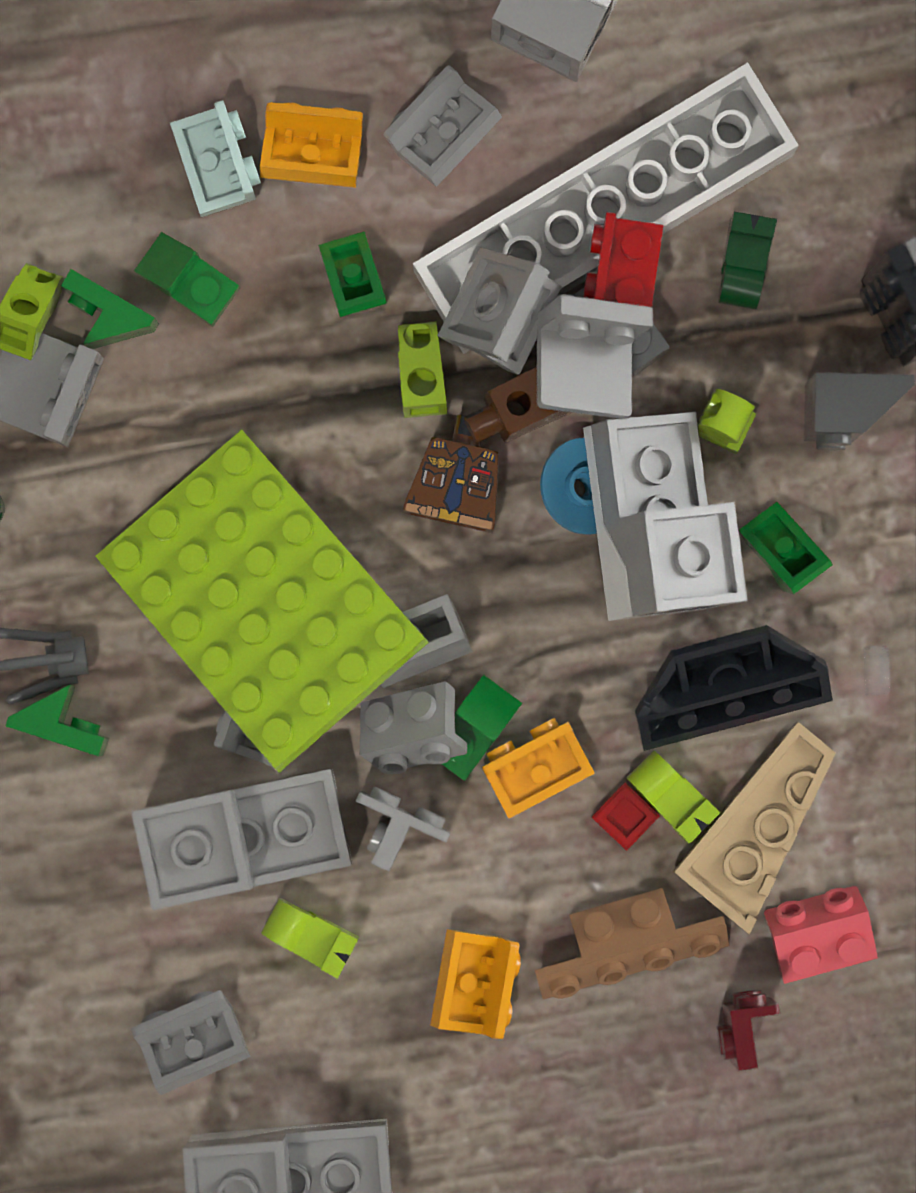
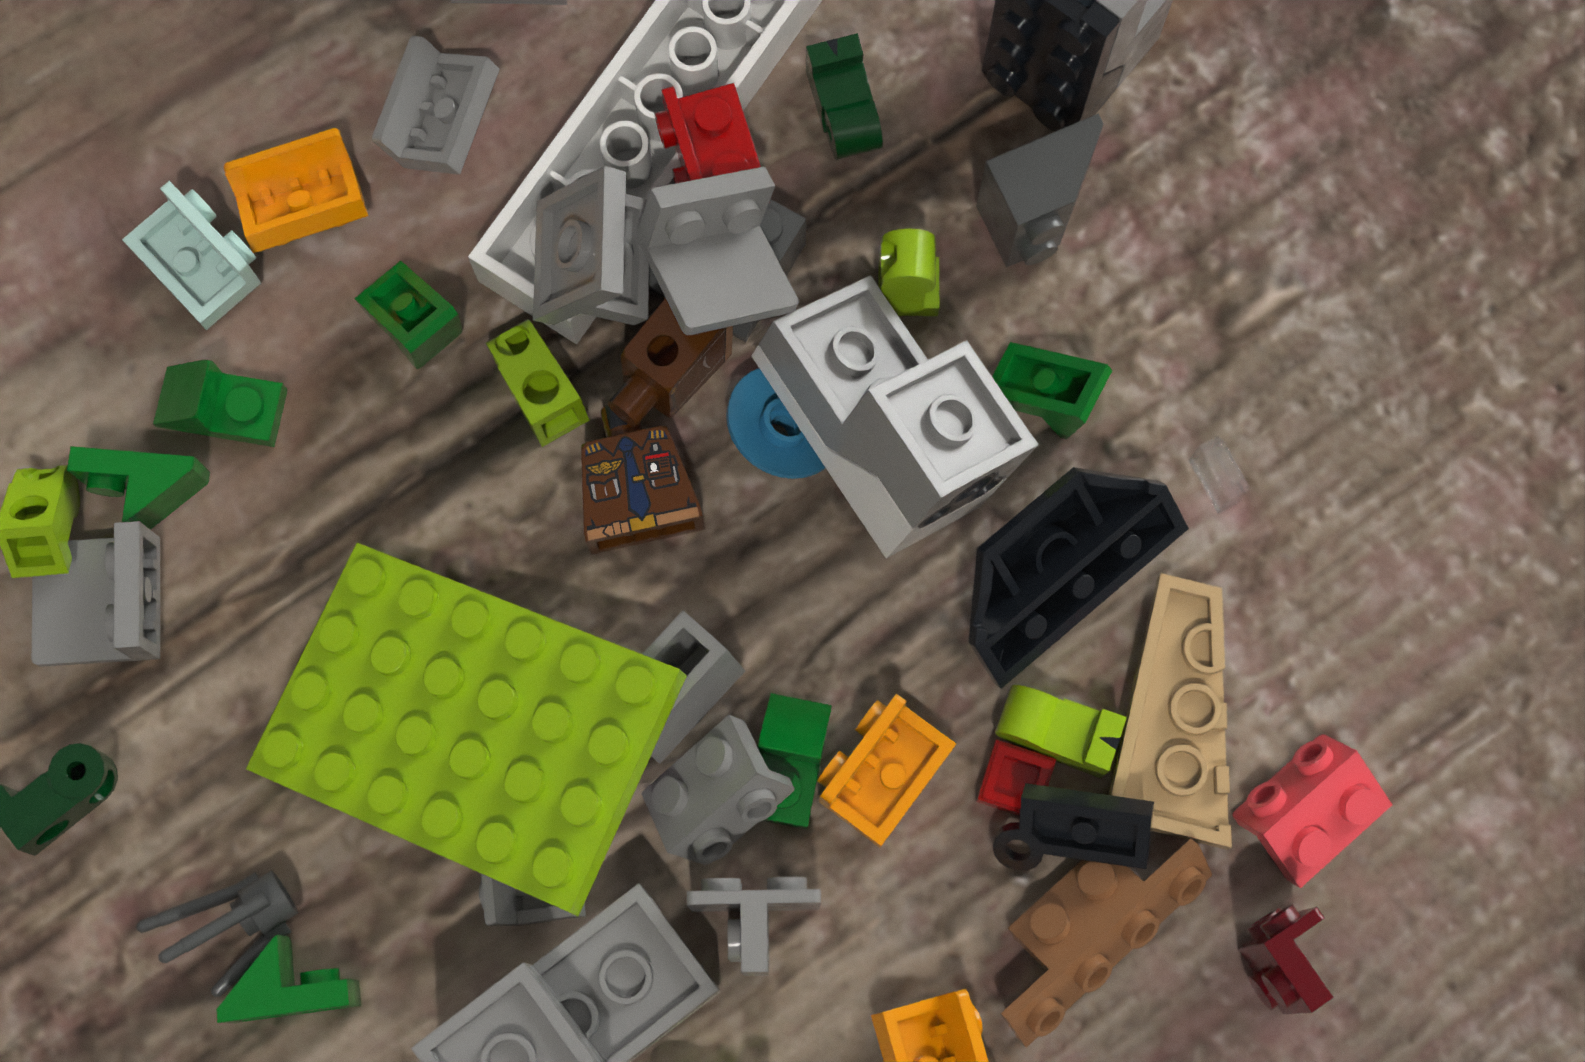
camera: 25 degrees left, 10 degrees down
(648, 871) = (1077, 827): none -> black hinge

